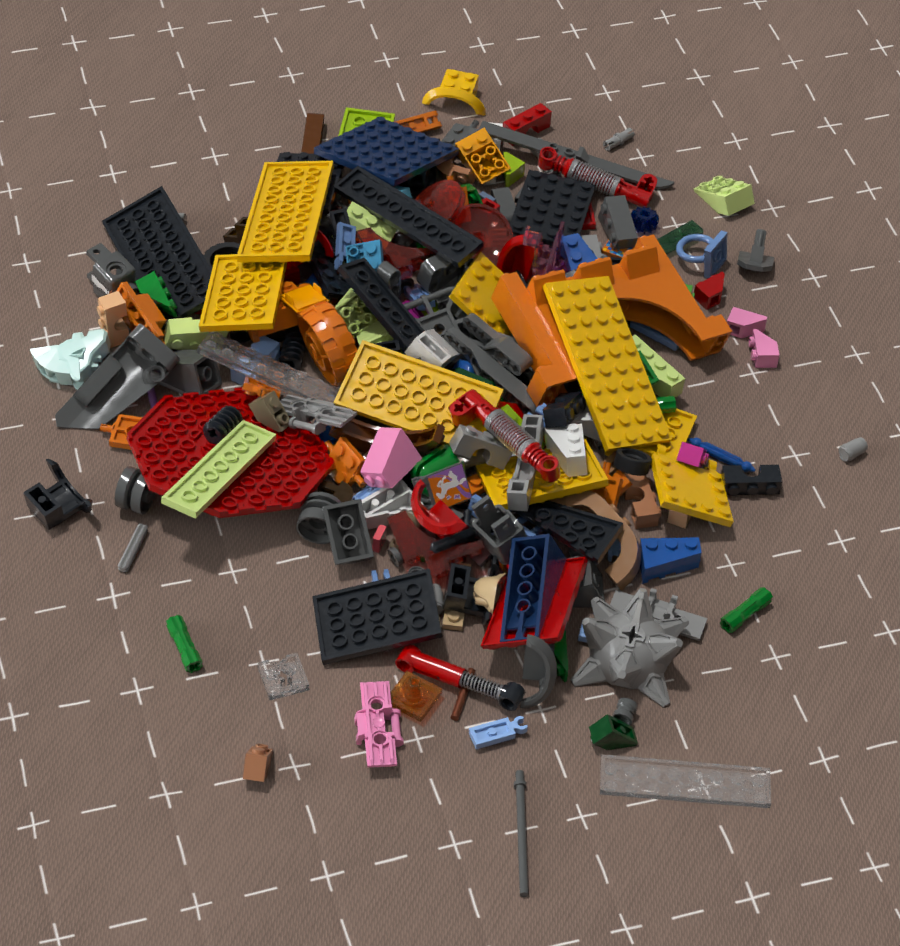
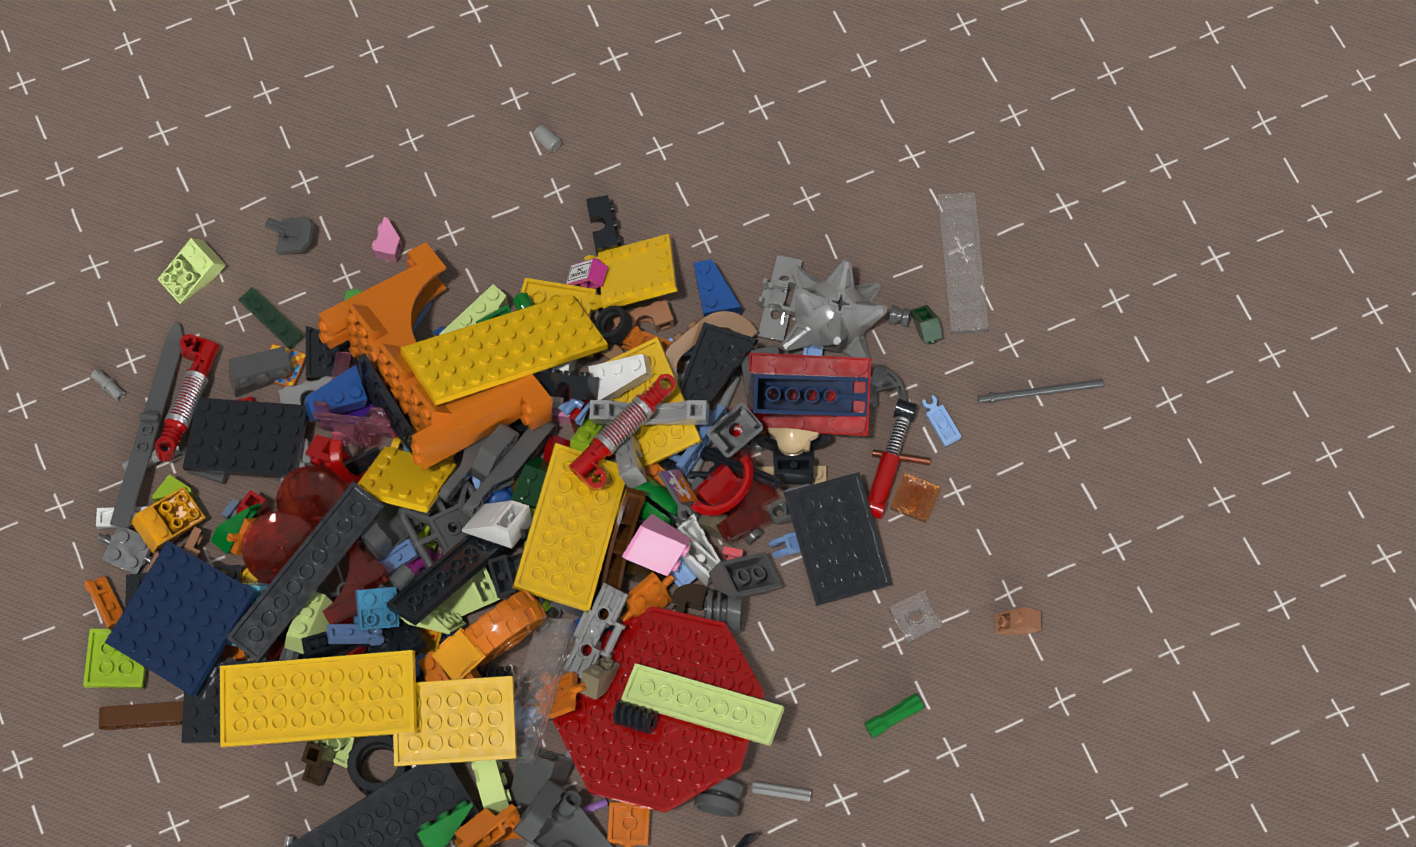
camera: 90 degrees left, 20 degrees up
(371, 725) = (959, 526): bright pink piece -> none
(458, 86) = (44, 563): yellow piece -> none
(505, 200) = (222, 494): dark grey beam -> none
(536, 117) = (94, 480): red arch -> none
(645, 219) = (245, 340): clear blue gear -> none
(709, 291) = (344, 274): red slope -> none
(714, 254) = (296, 273): medium blue tile -> none
(722, 455) = (570, 253): blue wheel -> none
(736, 617) = (754, 216): green axle -> none
(764, 350) = (424, 221): bright pink slope -> none

